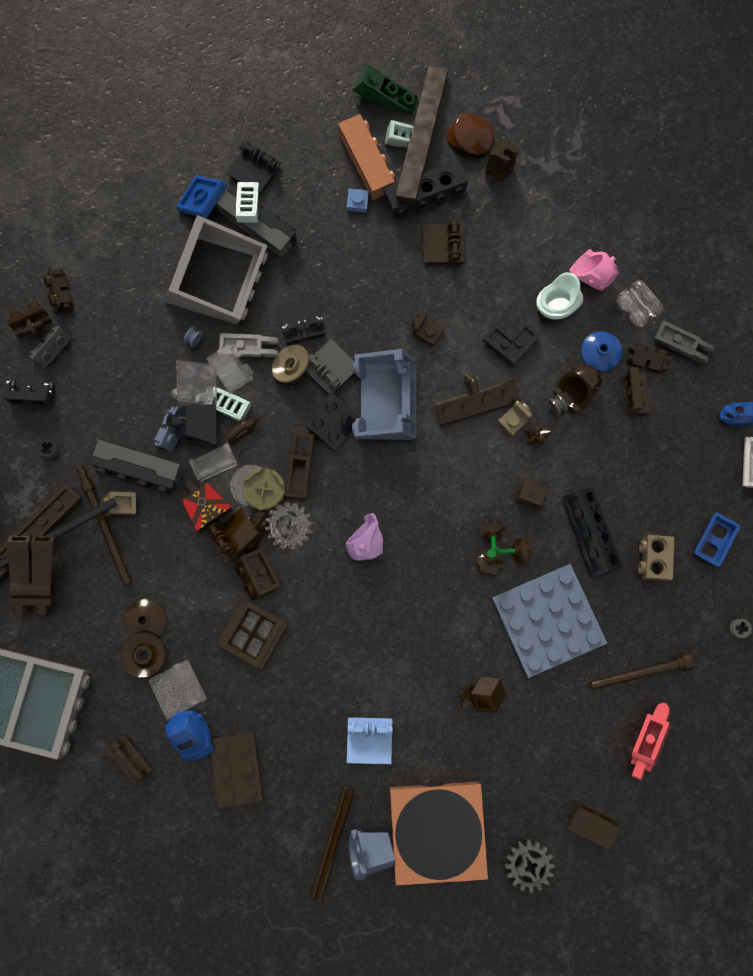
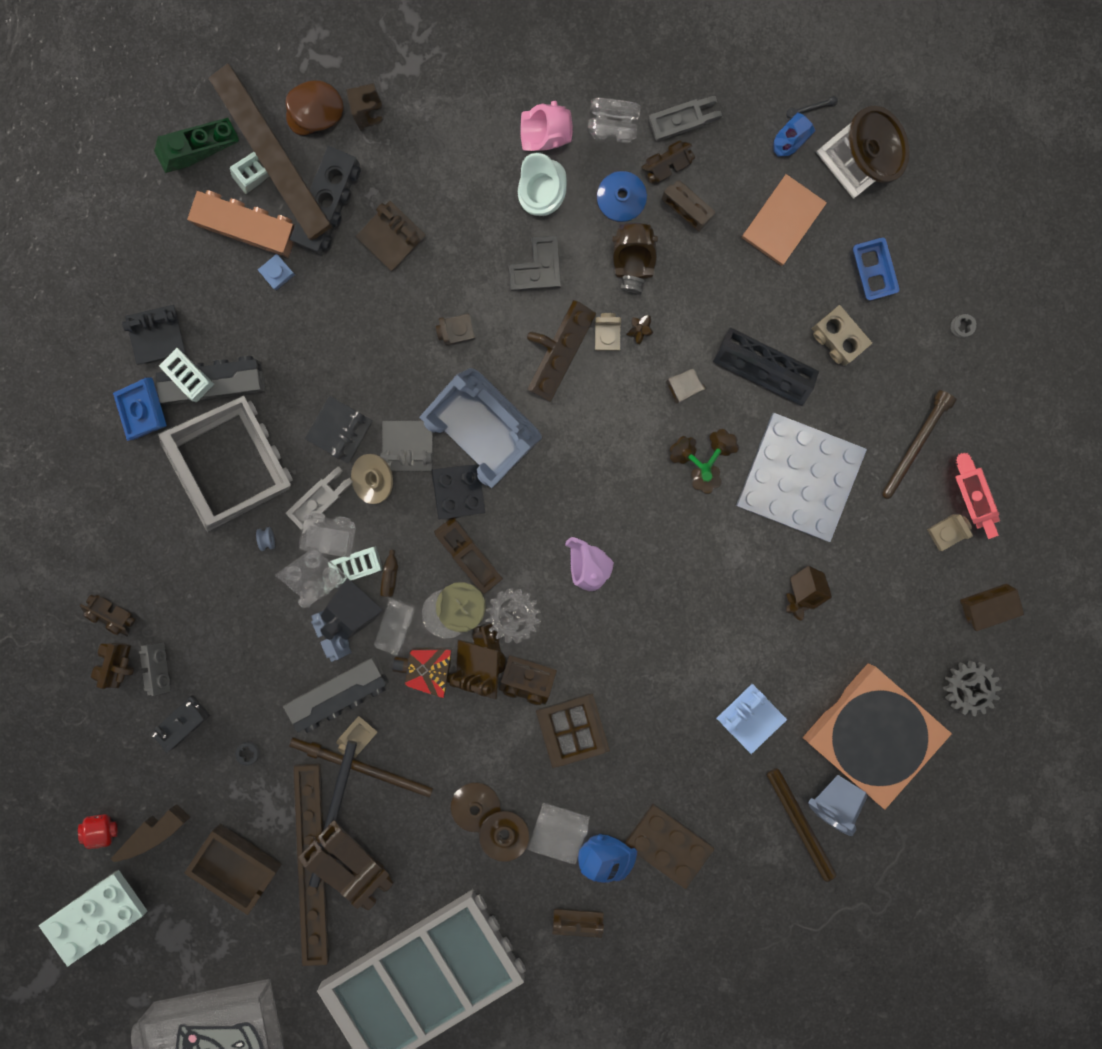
camera: 35 degrees left, 10 degrees up
(611, 749) = (950, 531): none -> dark tan bracket
(687, 457) = (784, 220): none -> nougat tile

